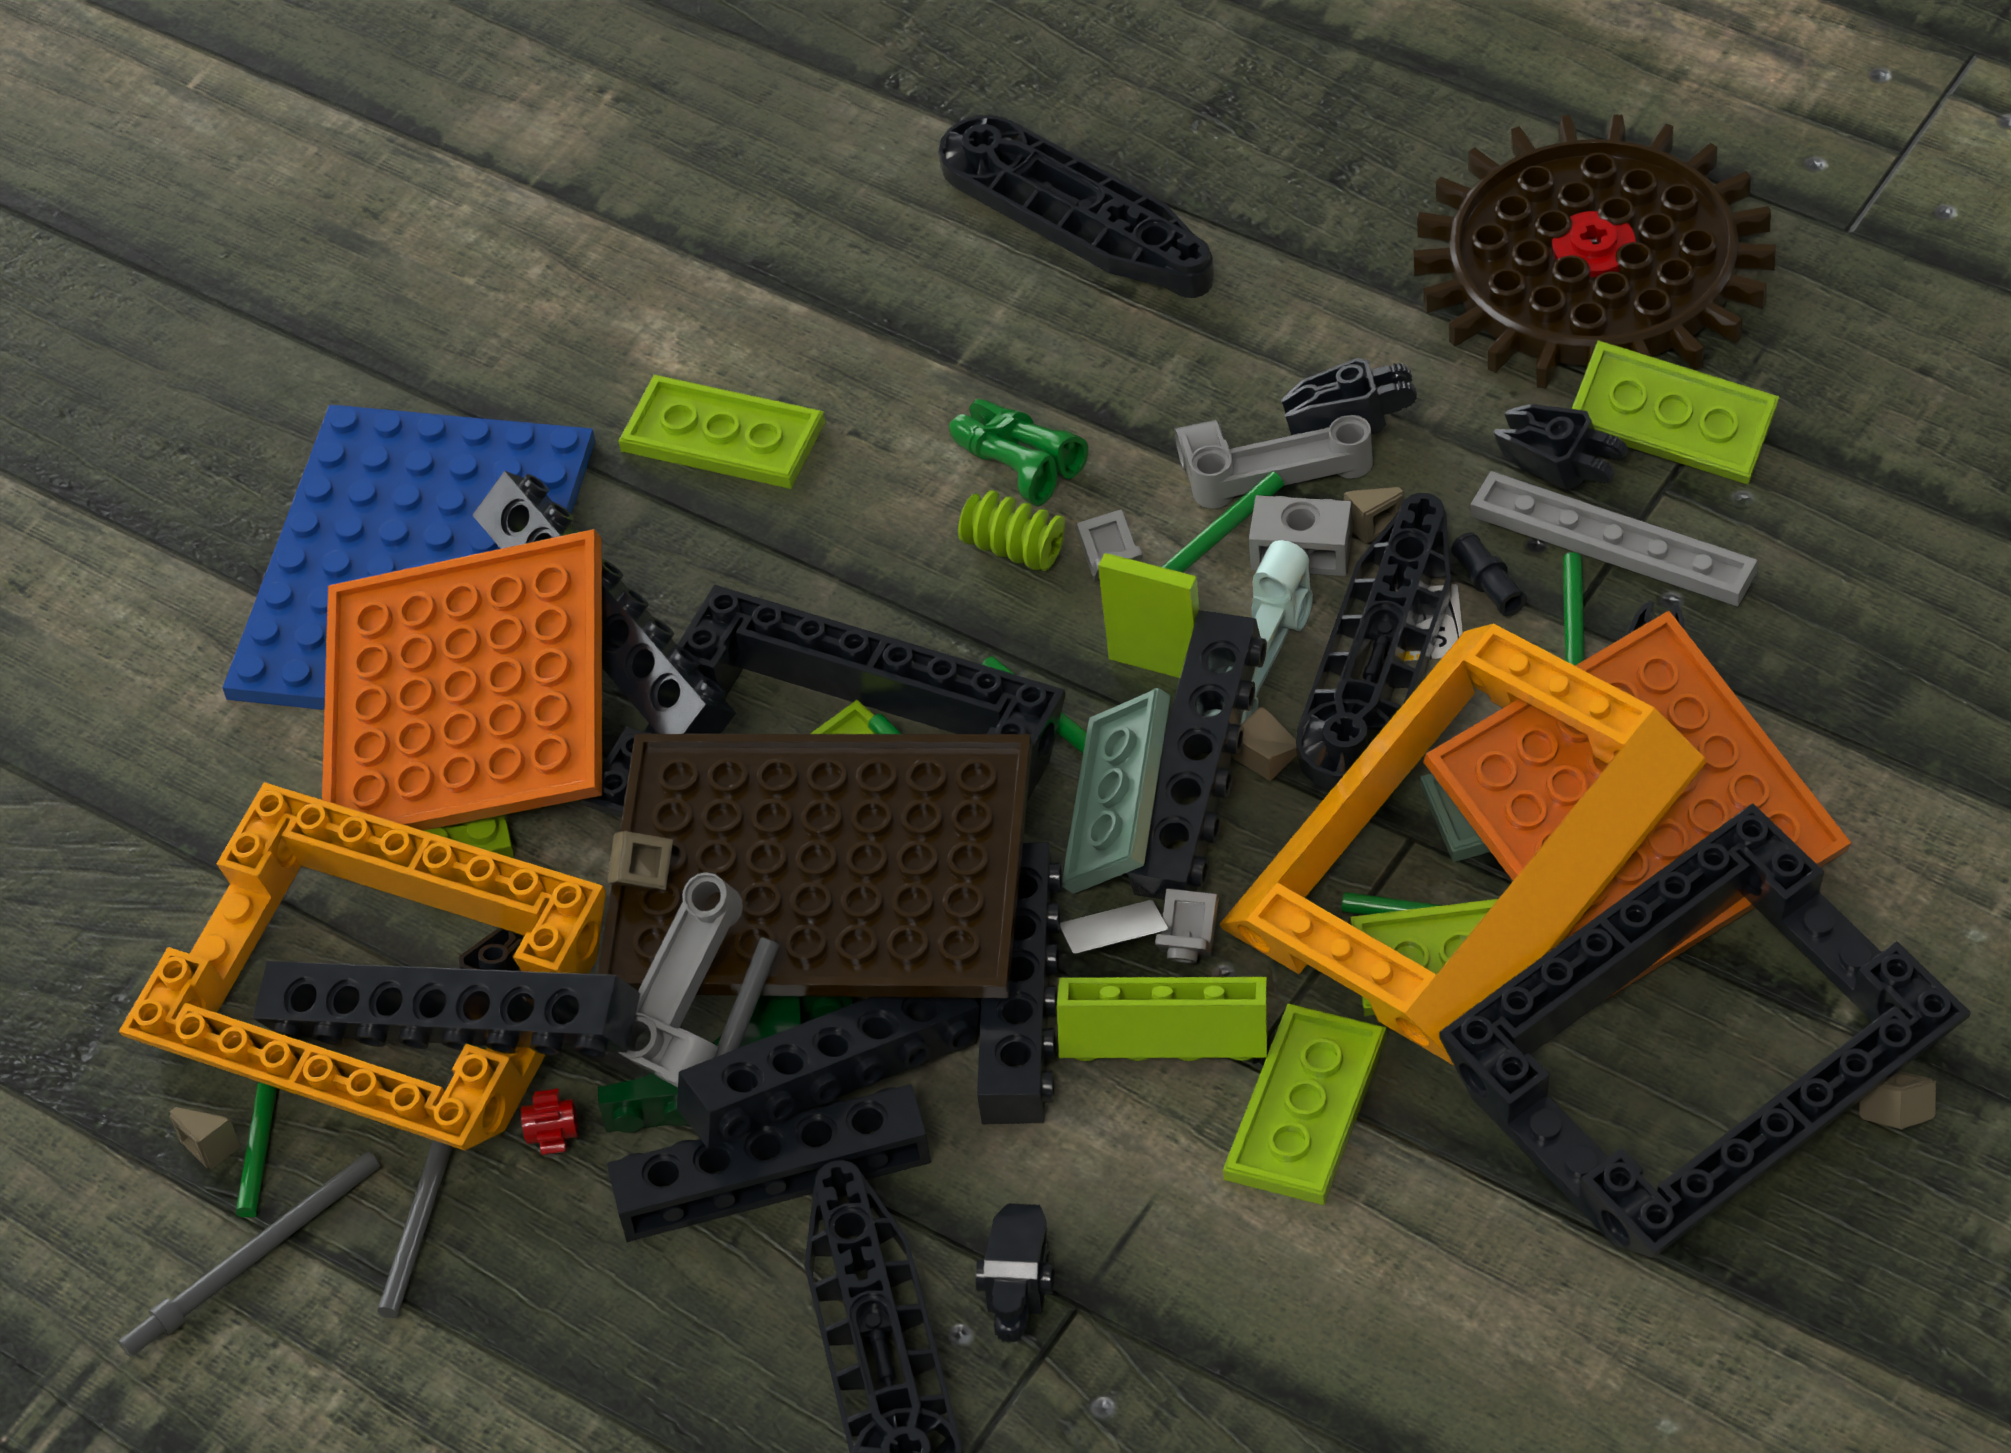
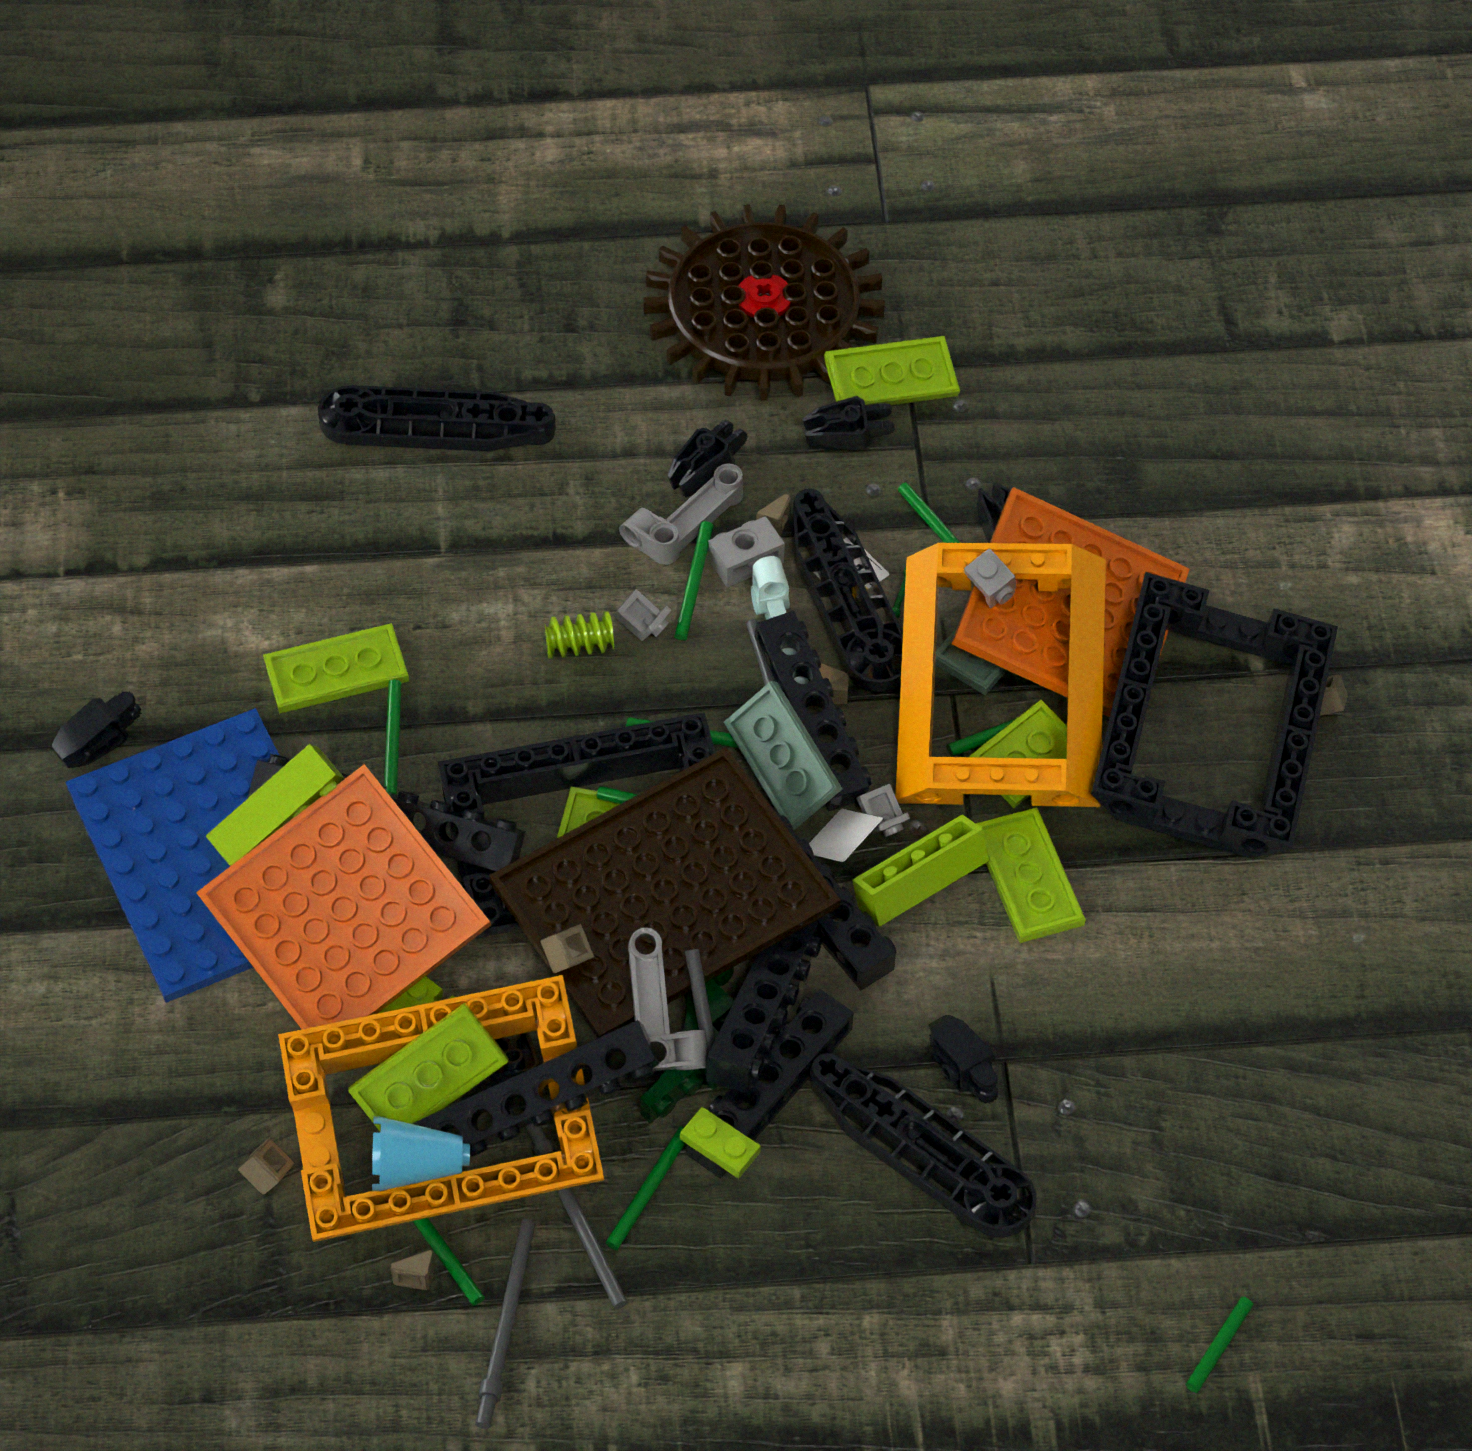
camera: 45 degrees left, 5 degrees up
(159, 927) = (266, 1166): none -> dark tan slope
(273, 989) = (414, 1154): none -> medium azure cone
(391, 916) = (430, 1070): none -> lime tile
(405, 363) = (96, 730): none -> black hinge
(496, 519) = (275, 803): none -> lime brick
(523, 1205) = (646, 1191): none -> green bar
(549, 1121) = (622, 1135): red gear -> none
(633, 1189) = (720, 1142): none -> lime plate
(711, 542) = (392, 736): none -> green bar
(996, 435) = (510, 583): green piece -> none
(1147, 613) = (722, 642): lime tile -> none
(1488, 574) = (869, 519): black pin -> none
(1522, 701) = (991, 578): none -> light grey bracket
(1614, 538) = (917, 463): light grey plate -> none

